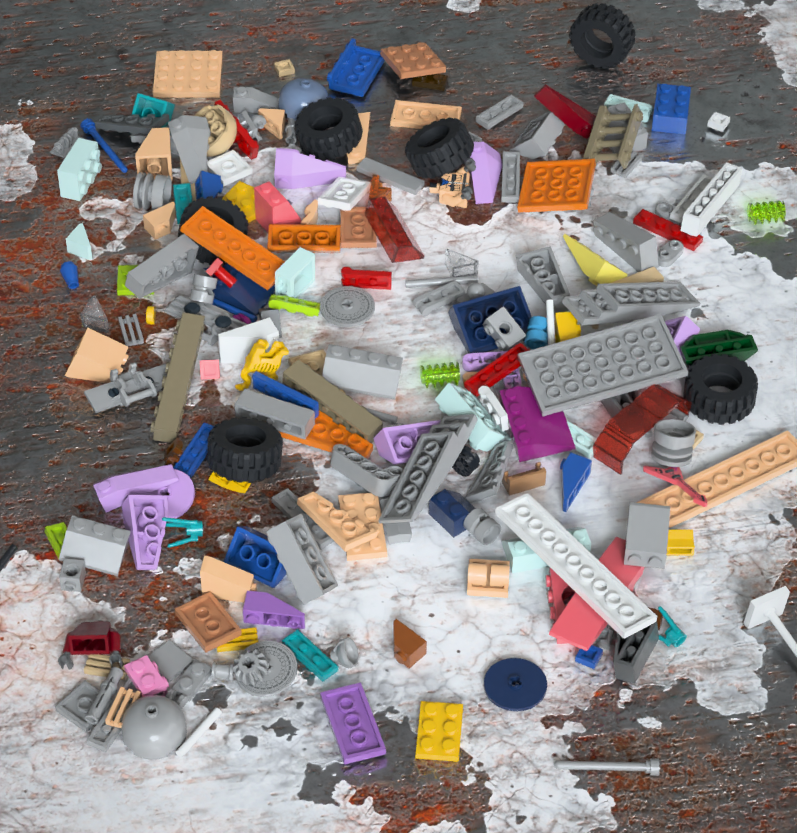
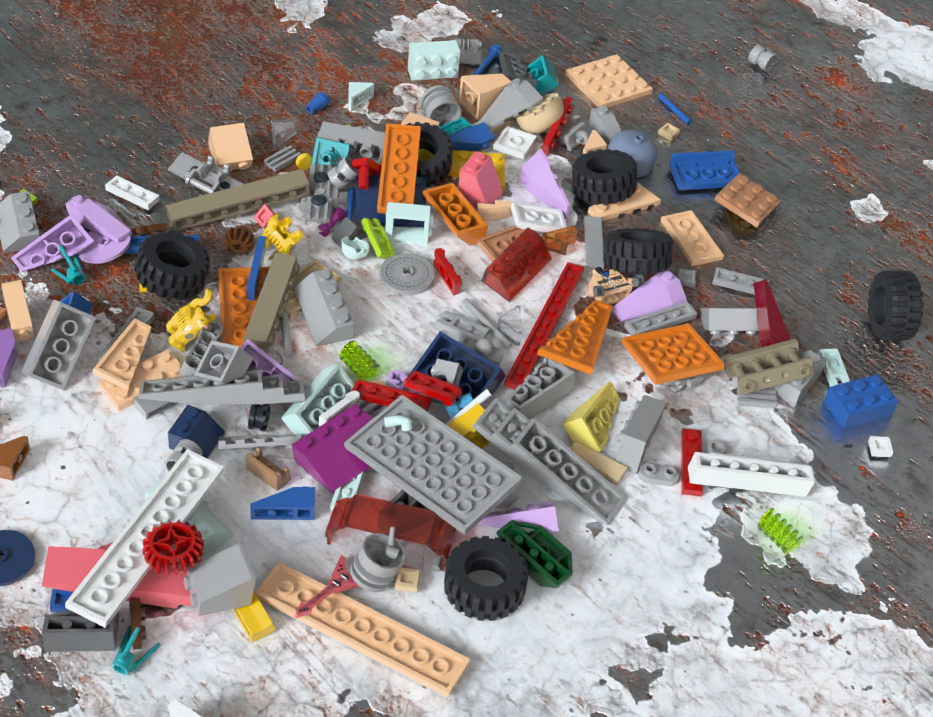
camera: 55 degrees right, 0 degrees up
(104, 451) = (132, 192): none -> white plate
(170, 289) = (323, 147): none -> plate
(231, 394) = (239, 240): none -> reddish brown gear
(237, 343) = (311, 223): white slope -> none
(267, 50) = (675, 109): none -> blue bar
(281, 414) = (229, 269): light grey brick -> none
(296, 325) = (355, 248): none -> light aqua hair
(324, 463) = (190, 321): none -> yellow animal
(408, 452) = (223, 363): none -> light grey slope
(468, 244) = (544, 325): none -> red plate
(488, 578) = (123, 486): light nougat plate -> none
(510, 230) = (580, 339): none -> orange wing
(514, 335) = (433, 387): none -> red plate
(550, 363) = (397, 420): none -> light aqua arm
(609, 545) = (187, 545): none -> red gear
(672, 427) = (390, 551): none -> light grey hand

